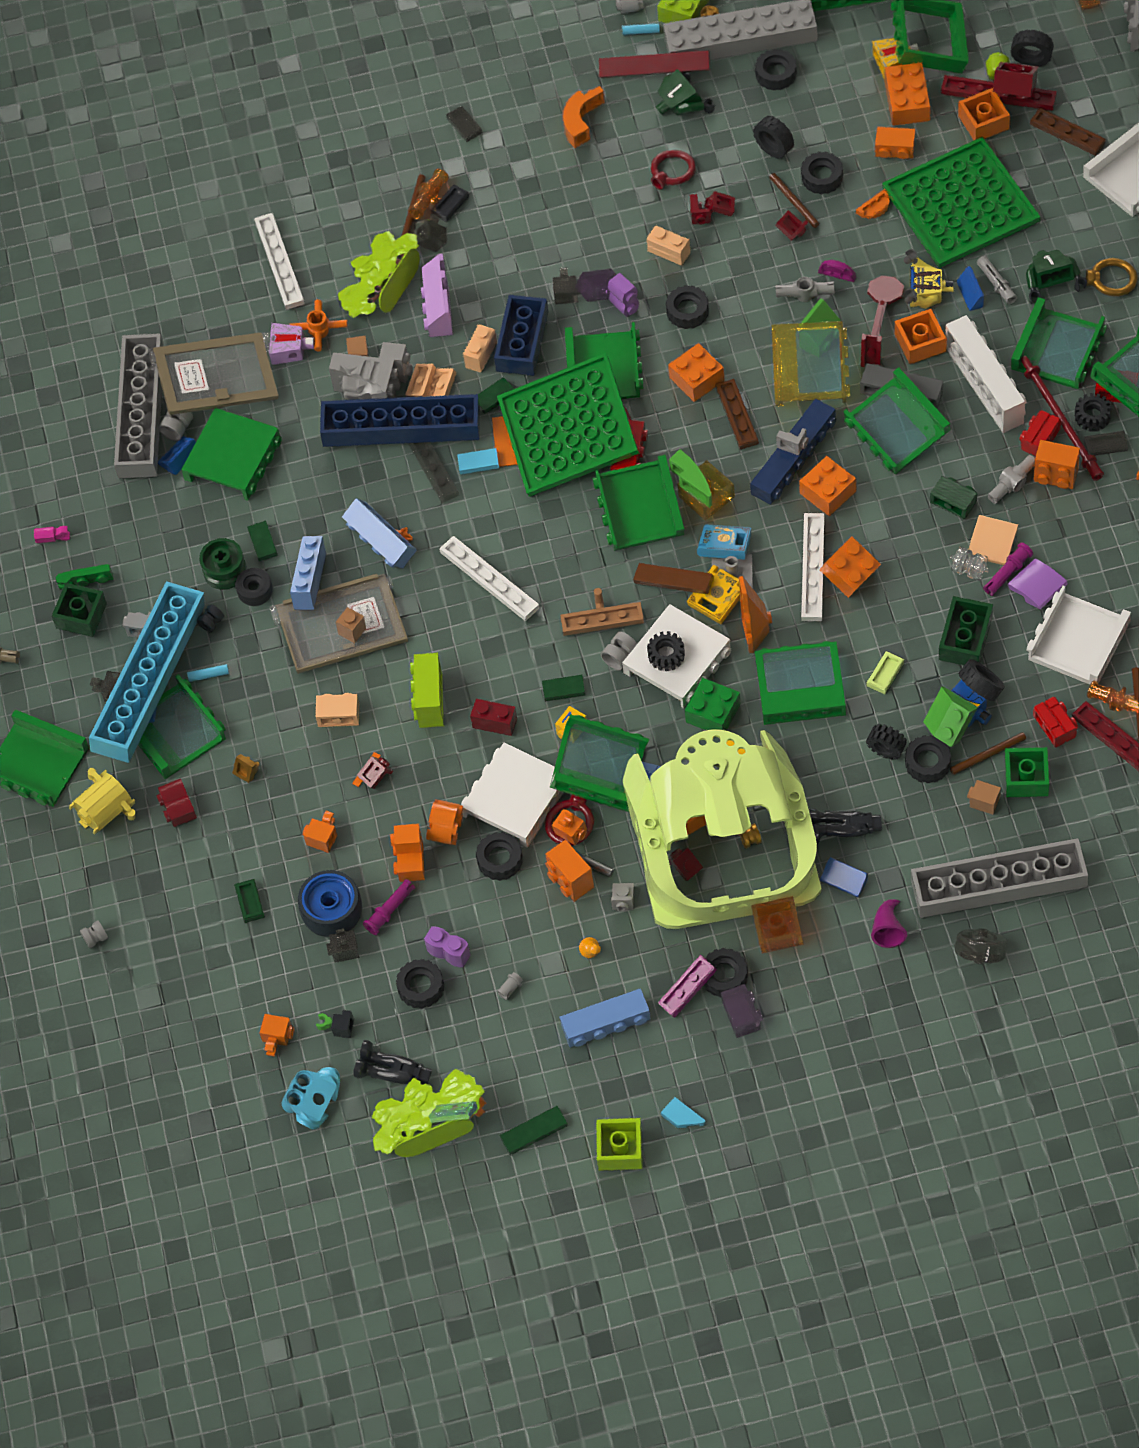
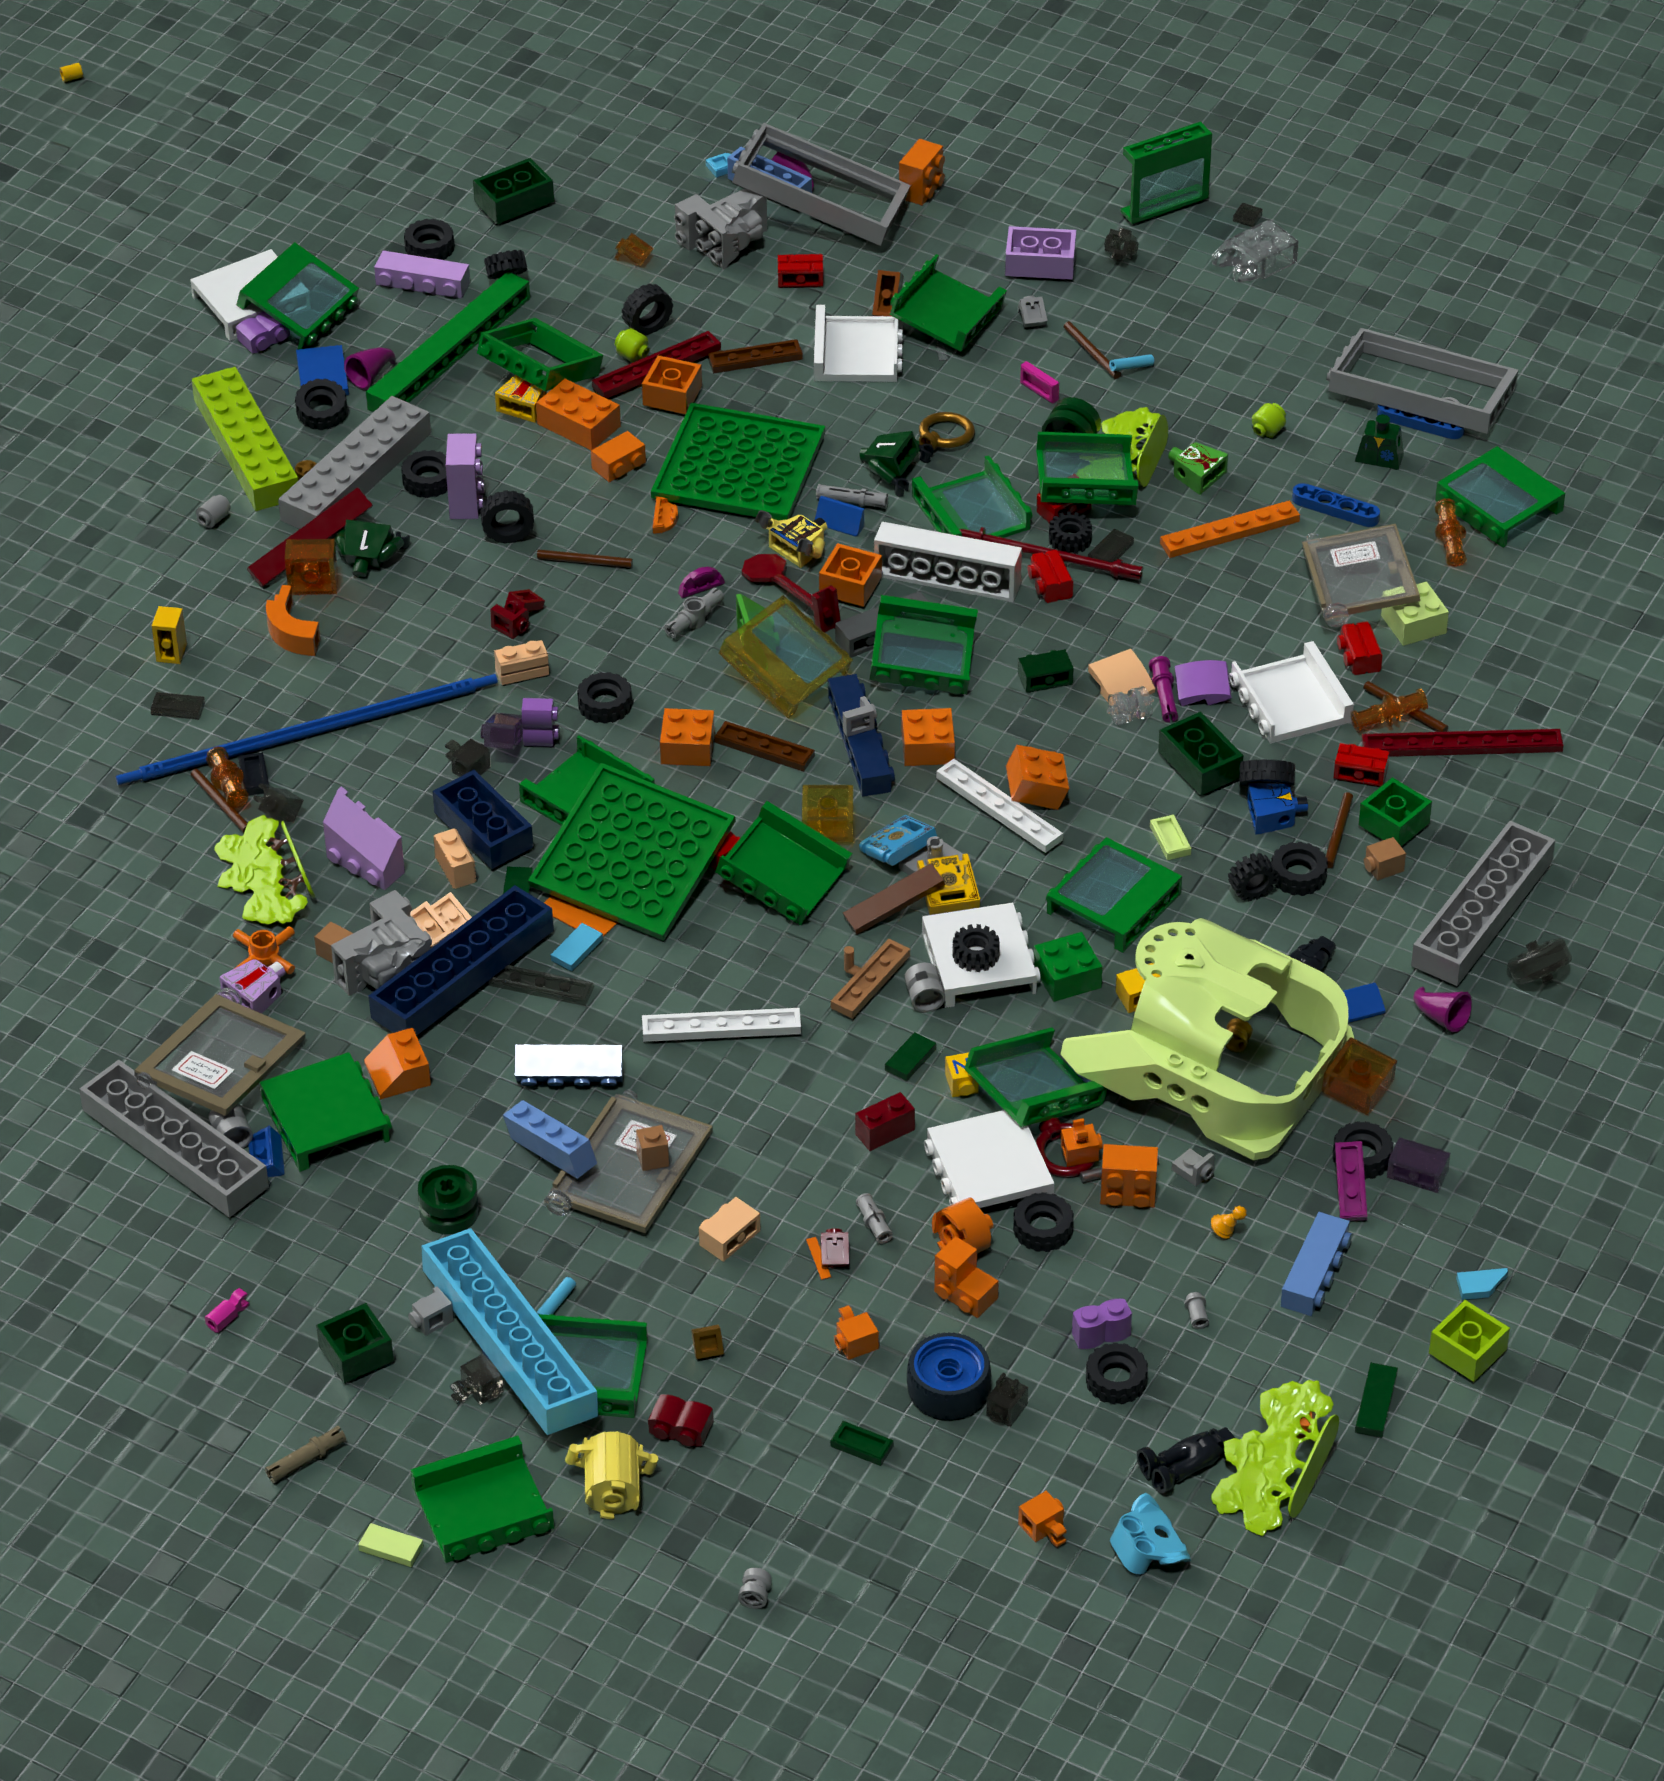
camera: 55 degrees left, 15 degrees down
(84, 576) = (327, 1304): green hinge -> none
(210, 618) = (499, 1248): black wheel -> none
(258, 596) = (498, 1185): black tyre -> none
(262, 541) = (449, 1154): dark green tile -> none
(279, 261) = (146, 931): white plate -> none
(301, 457) = (398, 1064): none -> orange slope
(340, 1024) = (1093, 1463): black piece -> none
(383, 913) = (1003, 1349): magenta pin -> none
(417, 772) = (874, 1218): none -> light grey pin
(427, 690) = (799, 1142): lime brick -> none
(453, 1111) = (1315, 1418): clear light blue tile -> none
(502, 72) = (169, 635): none -> yellow brick
(615, 233) = (310, 728): none -> blue axle
(629, 85) = (311, 566): none -> clear orange brick
(640, 29) = (250, 525): medium azure piece -> none
(661, 179) = (443, 619): dark red piece -> none
(690, 477) = (817, 801): bright green slope -> none
(753, 615) = (1009, 867): orange wedge -> none
(777, 88) = (463, 476): none -> lavender brick
(791, 225) = (613, 576): dark red bracket -> none
(821, 159) = (585, 533): black tyre -> none
(949, 716) = (1280, 817): bright green slope -> none
(1012, 479) = (1074, 624): light grey pin -> none
(1015, 80) = (673, 335): dark red brick -> none
(1056, 464) = (1102, 583): orange brick -> none

